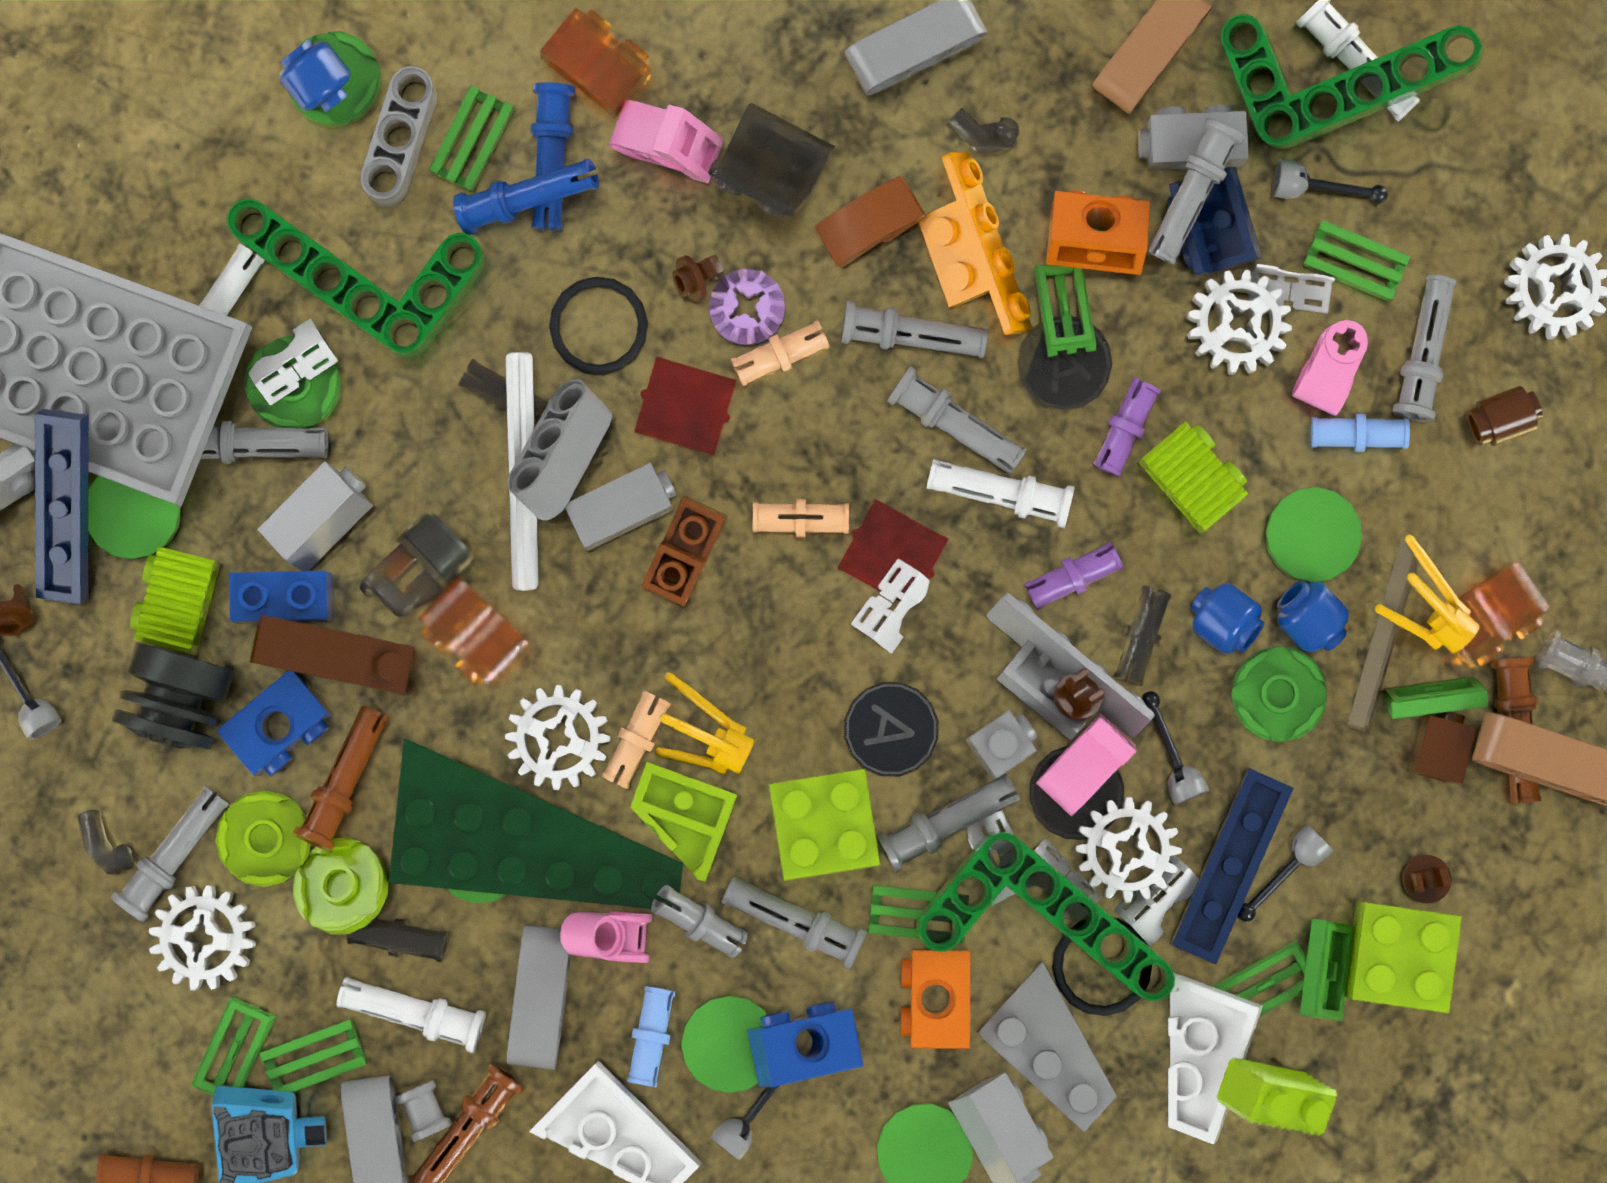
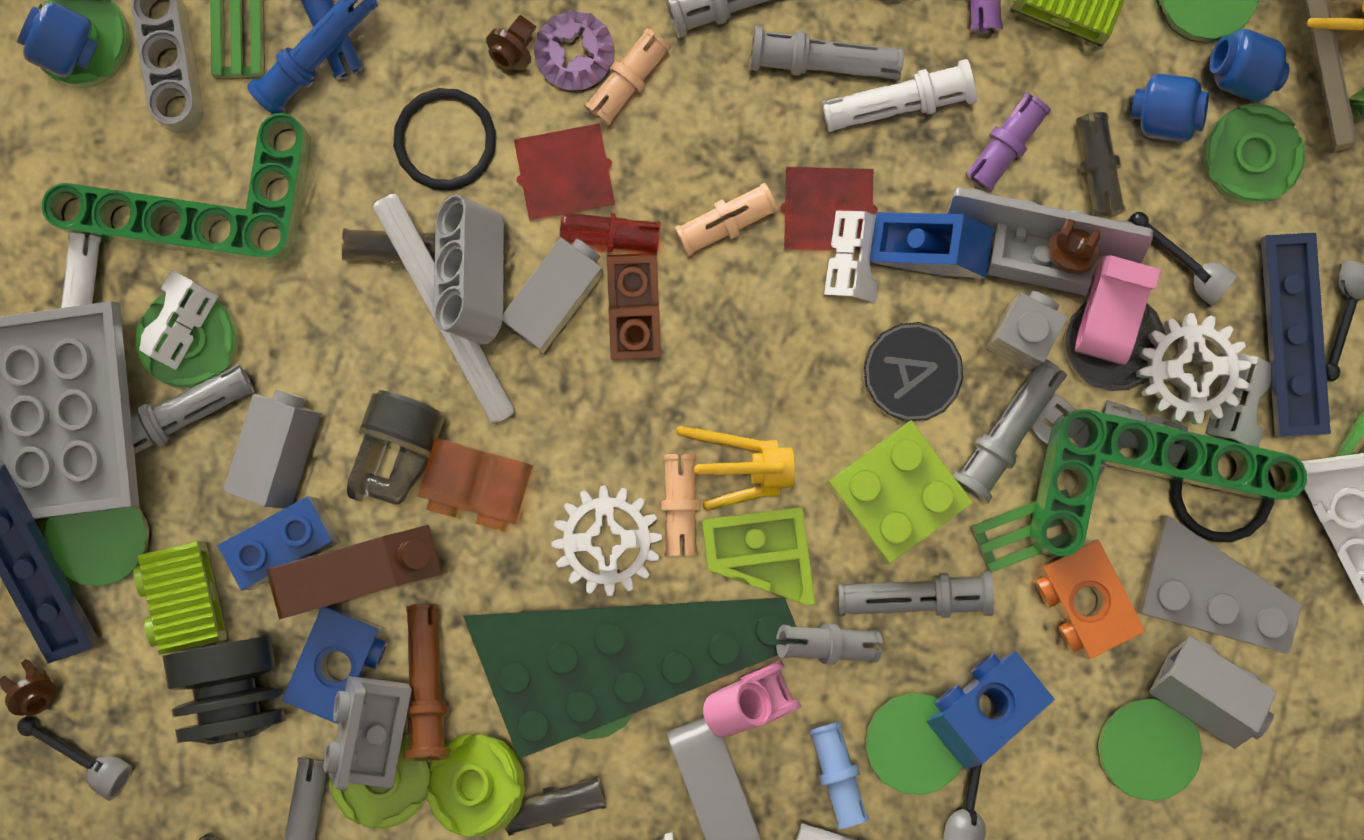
camera: 20 degrees left, 0 degrees up
(274, 795) = (368, 732): none -> light grey bracket
(696, 477) = (611, 232): none -> clear red axle
(963, 629) = (932, 243): none -> blue slope

